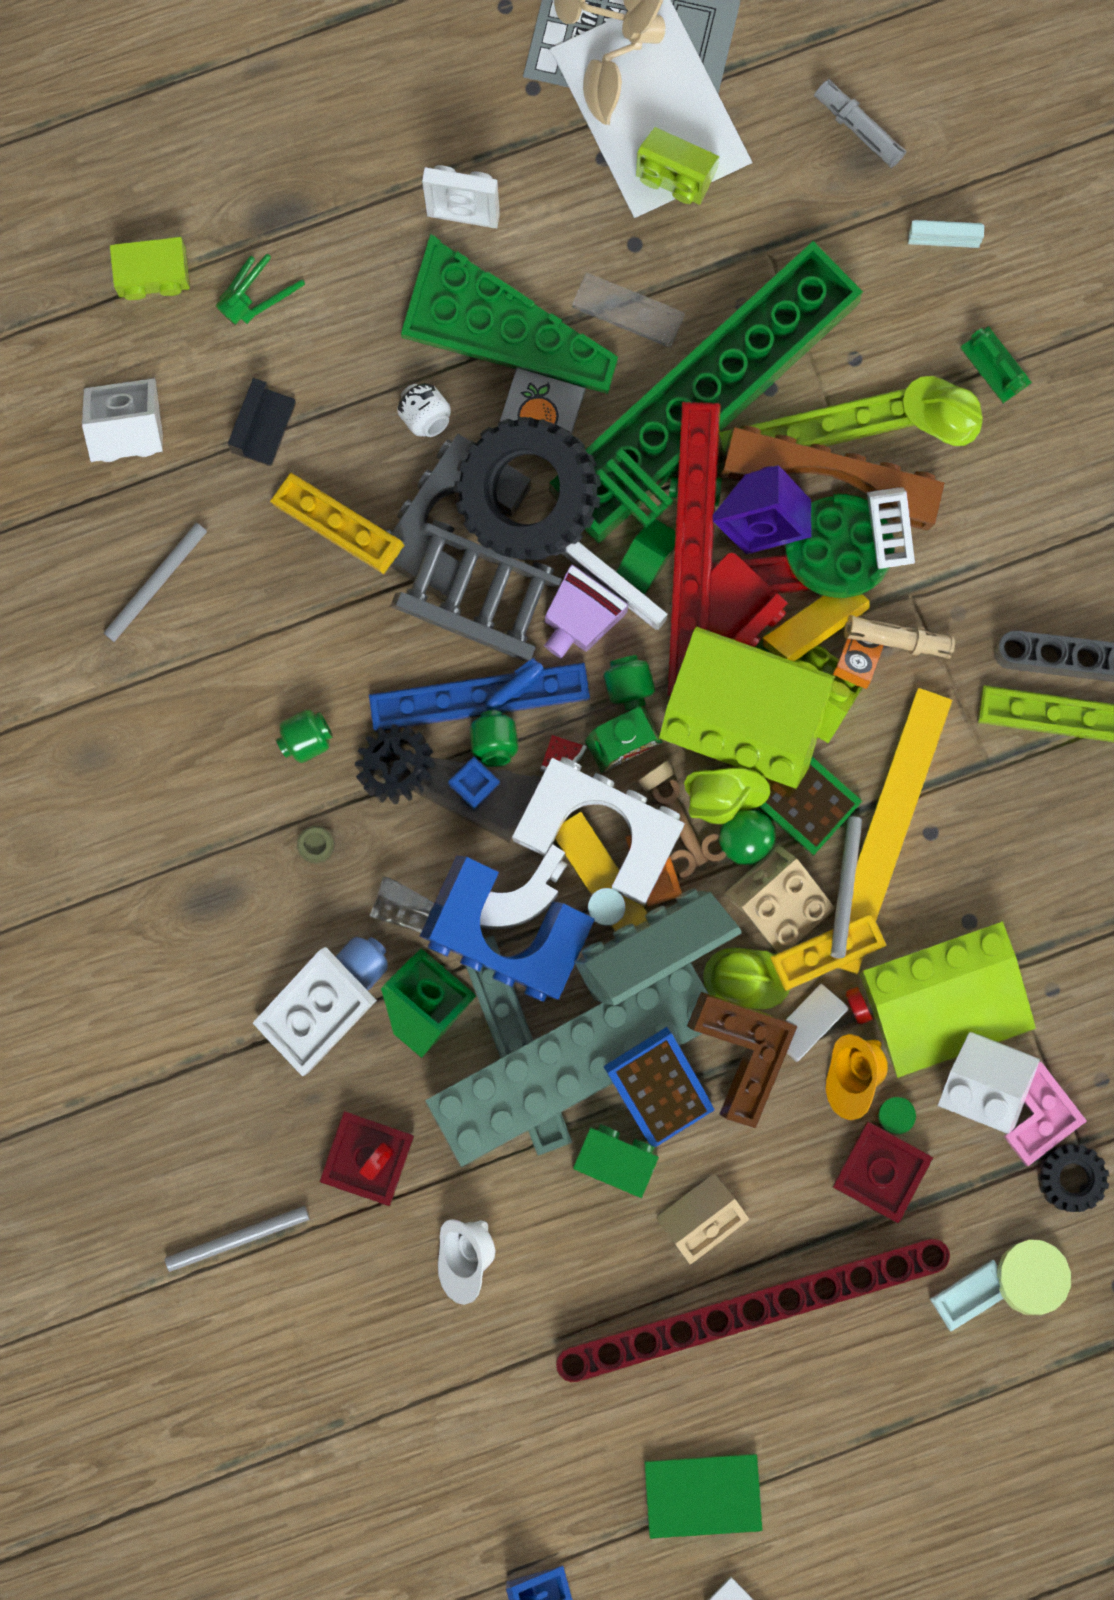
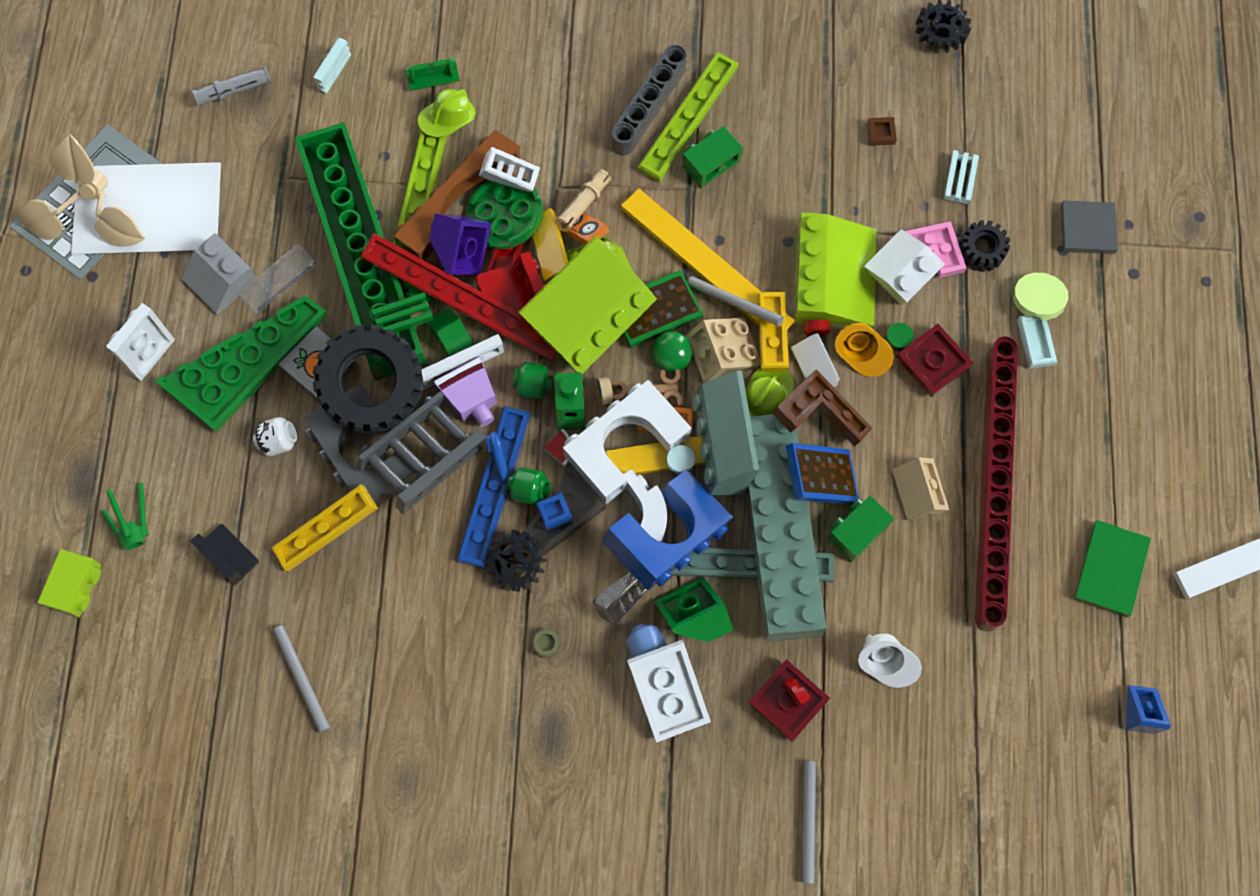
camera: 70 degrees left, 10 degrees down
(122, 420) = (171, 650): white slope -> none
(304, 736) = (465, 616): green head -> none
(599, 237) = (216, 273): none -> light grey slope
(676, 166) = (197, 204): lime slope -> none
(723, 792) = (637, 350): lime piece -> none
(1040, 773) = (712, 156): none -> green brick

